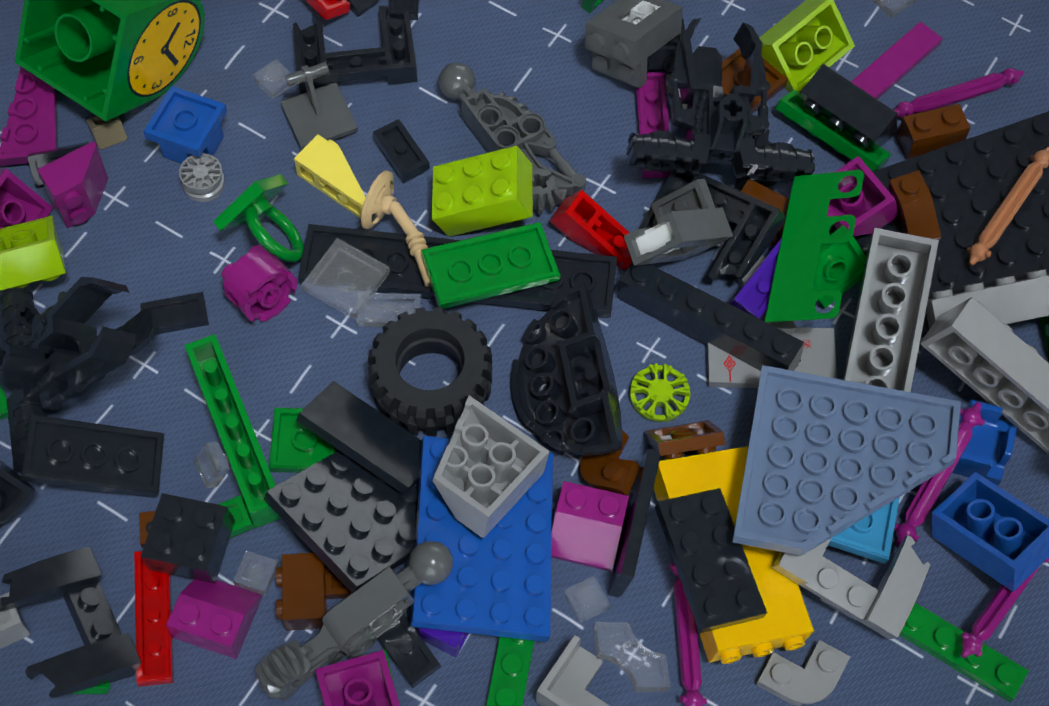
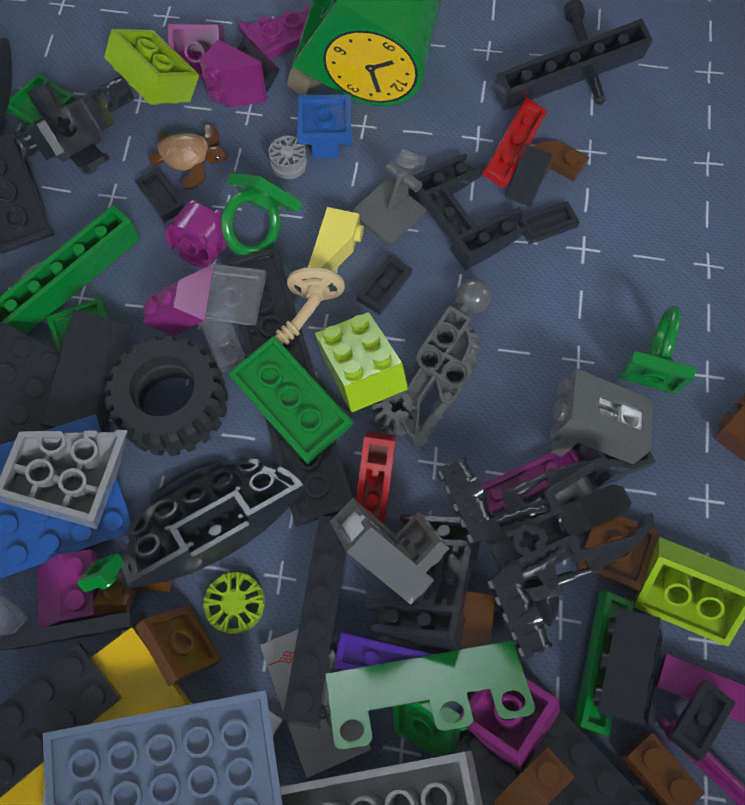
camera: 70 degrees right, 5 degrees up
(144, 263) = (189, 152): none -> animal
(332, 323) = (179, 304): none -> magenta slope
(595, 471) = (101, 573): none -> green plate
(905, 83) = (701, 720): none -> black plate

